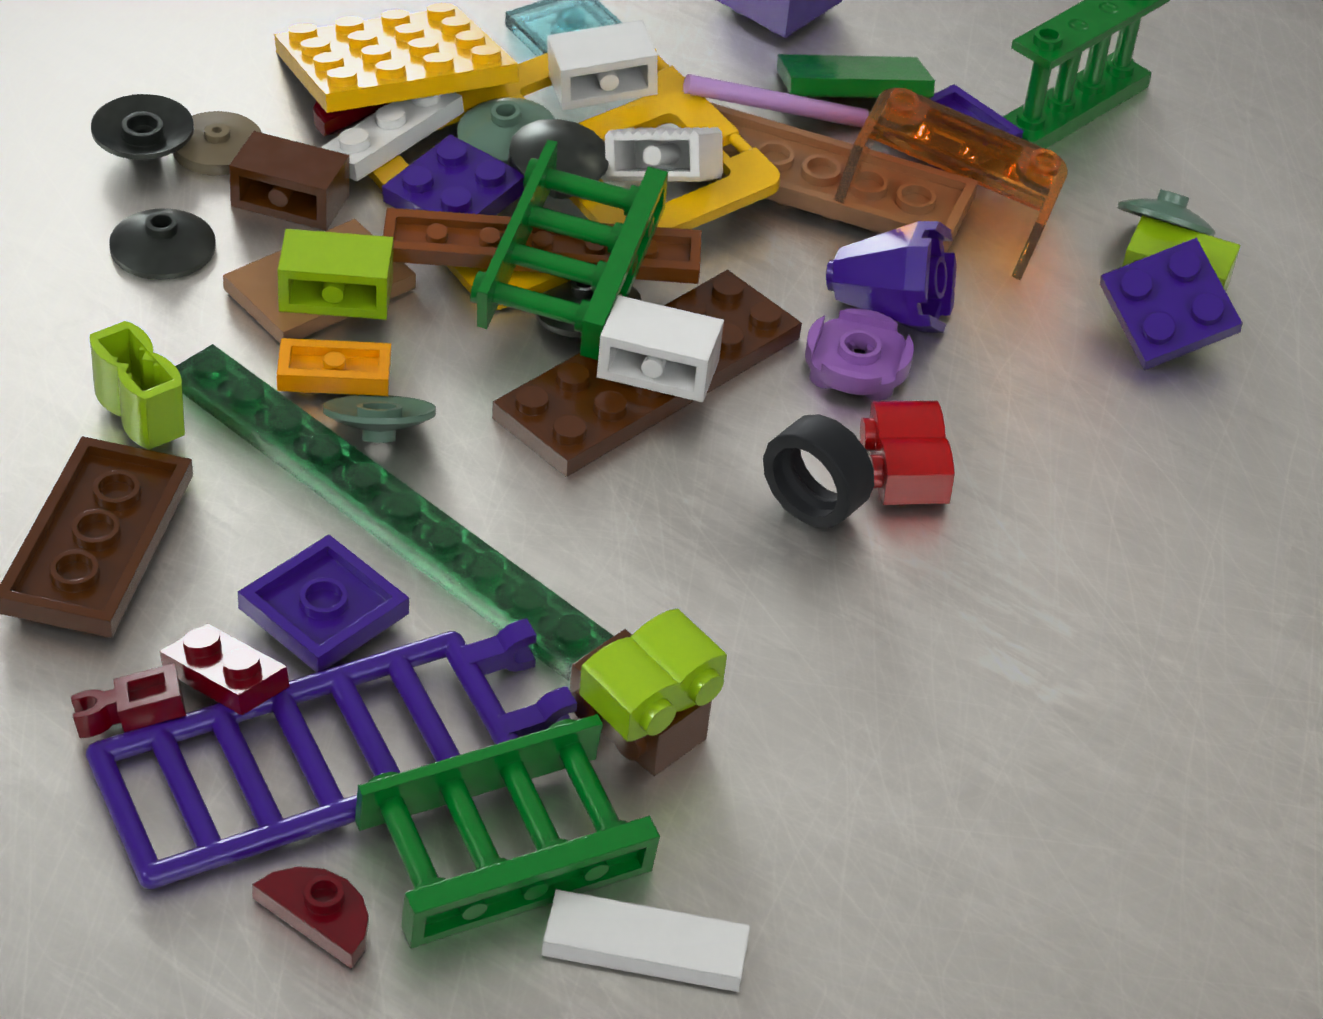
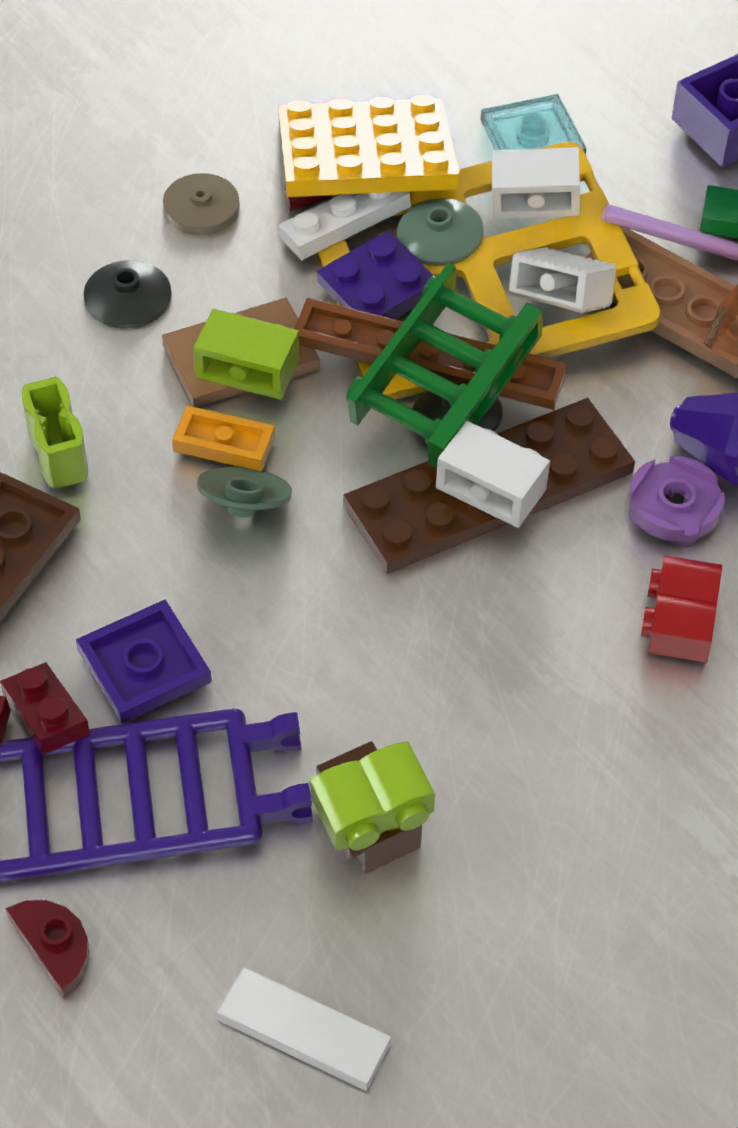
camera: 20 degrees right, 10 degrees up
(142, 126) = (140, 183): pearl dark grey dish -> none
(289, 180) = (244, 252): reddish brown brick -> none
(389, 508) = (230, 583): clear green plate -> none
(500, 885) = (197, 953): green fence -> none
(578, 149) = (480, 262): pearl dark grey dish -> none
(839, 453) = (592, 617): black tyre -> none

